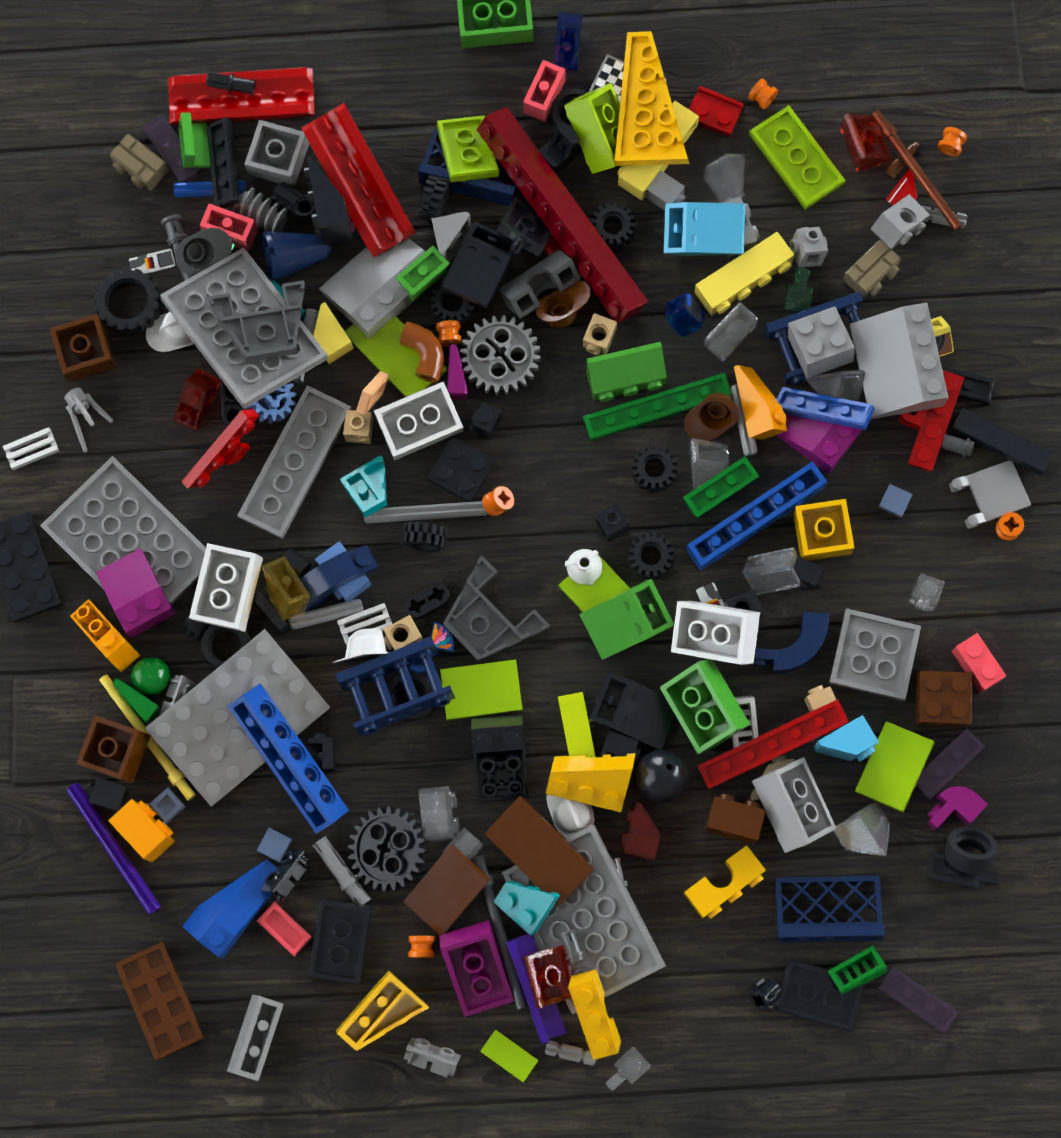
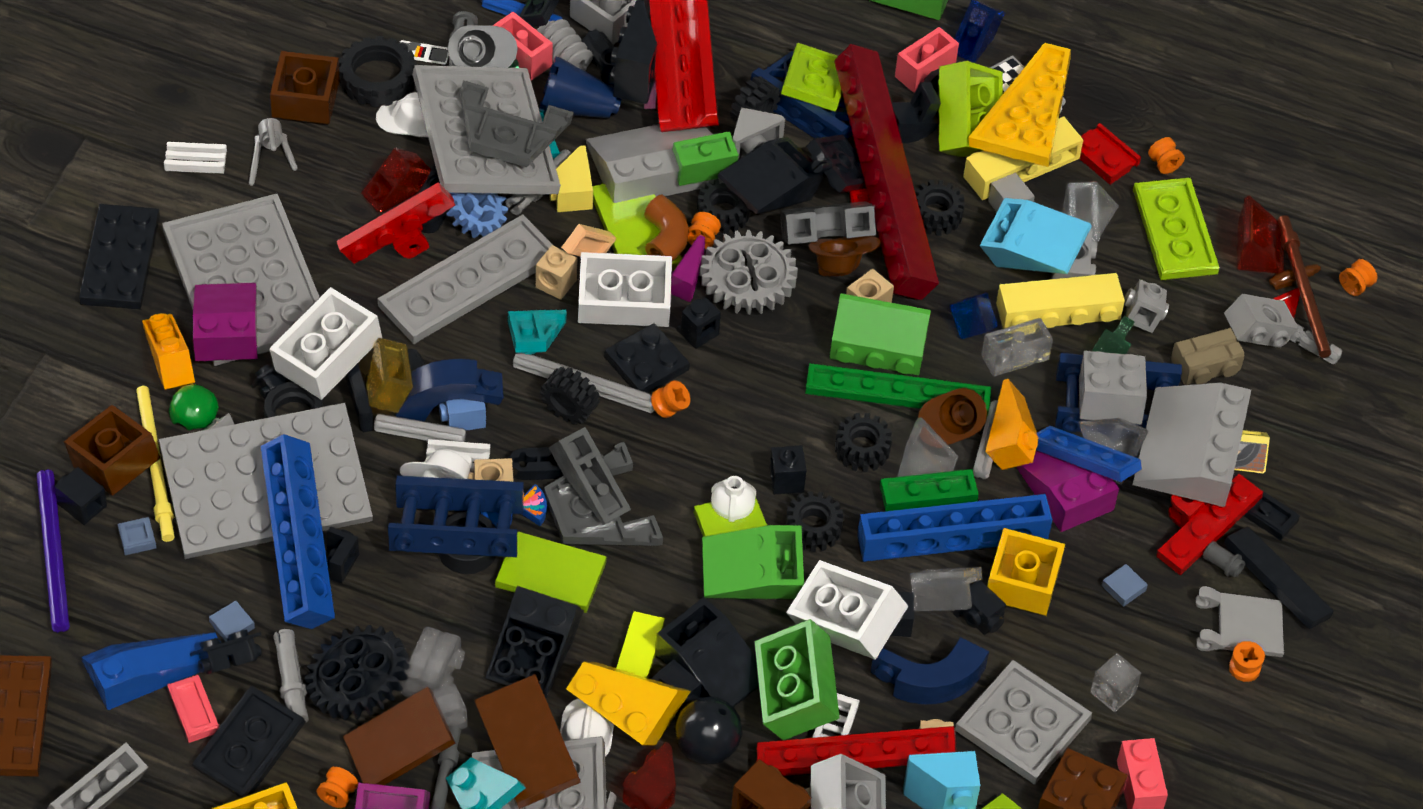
camera: 15 degrees right, 25 degrees down
(141, 830) = (97, 536): light orange brick -> none
(143, 706) = (166, 419): green slope -> none
(474, 603) = (589, 475): none -> dark grey slope

